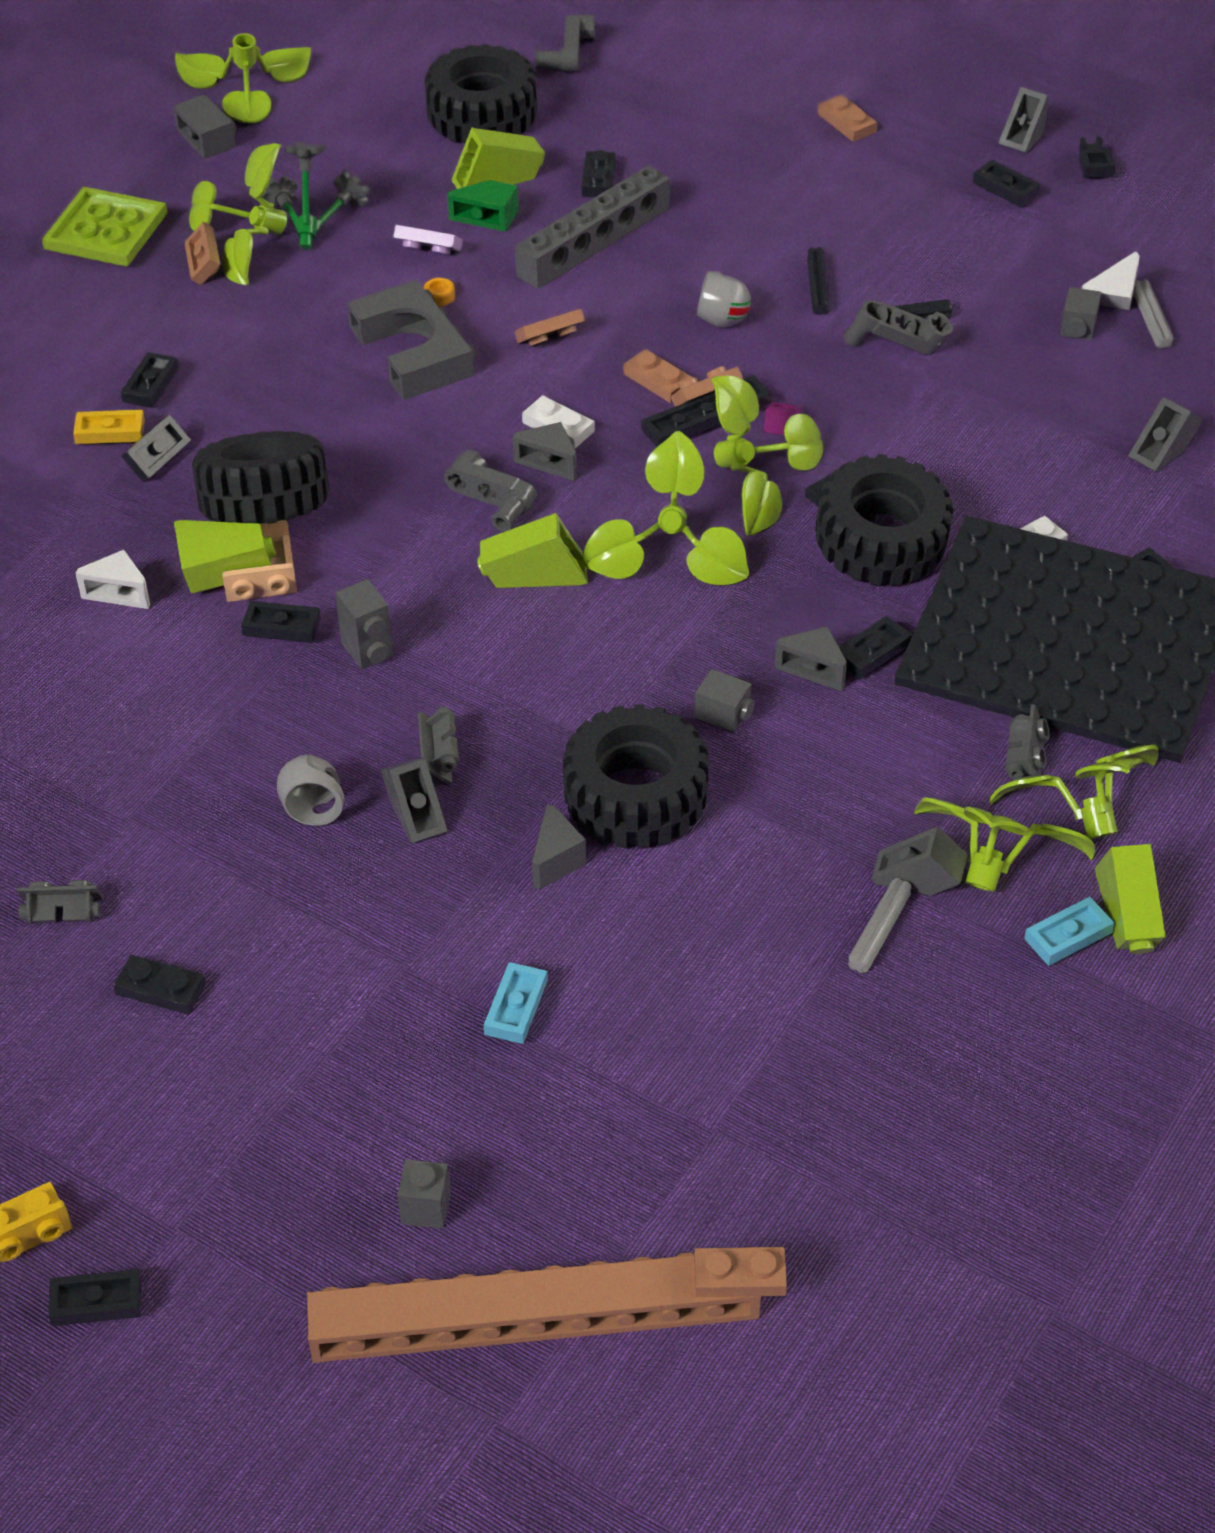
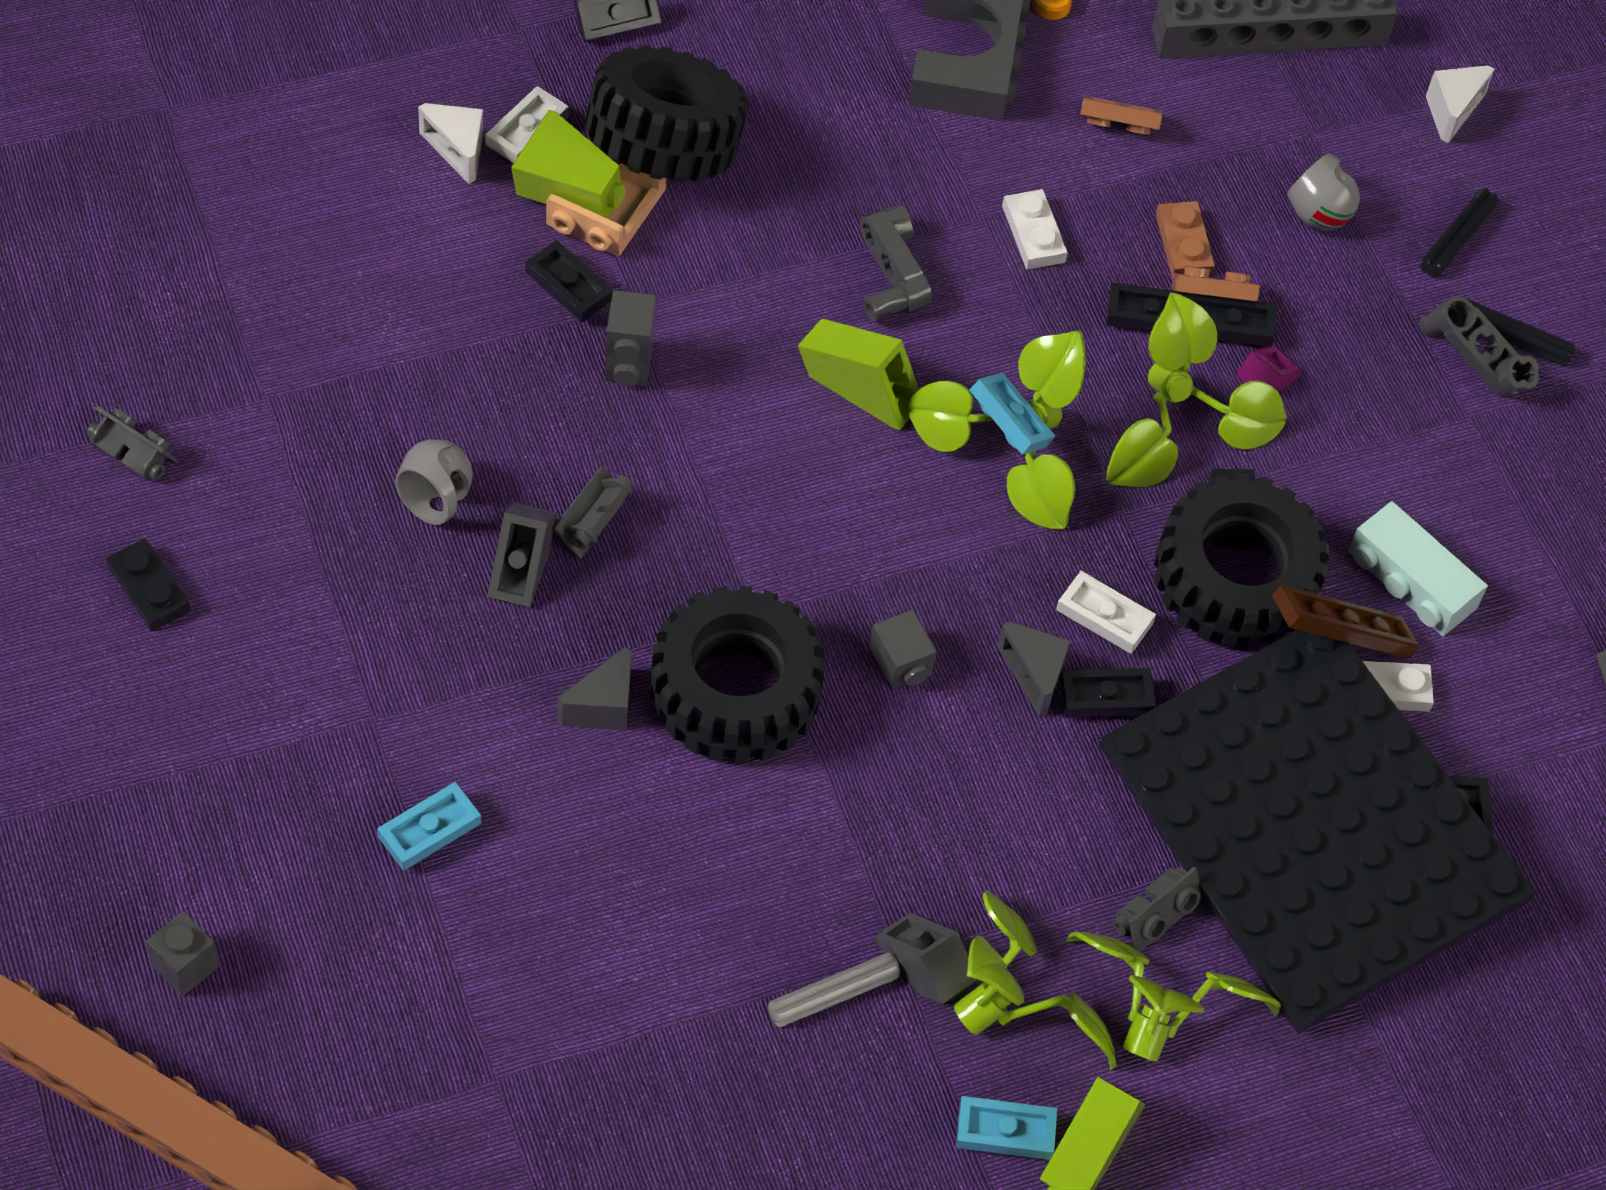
camera: 30 degrees right, 10 degrees up
(158, 548) = (516, 128): none -> white plate
(546, 450) = (987, 255): dark grey slope -> none
(649, 516) = (1012, 413): none -> medium azure plate
(742, 210) = (1455, 95): none -> white slope
(825, 603) = (1106, 612): none -> white plate
(982, 511) = (1345, 621): none -> reddish brown tile
(985, 467) = (1417, 568): none -> light aqua brick

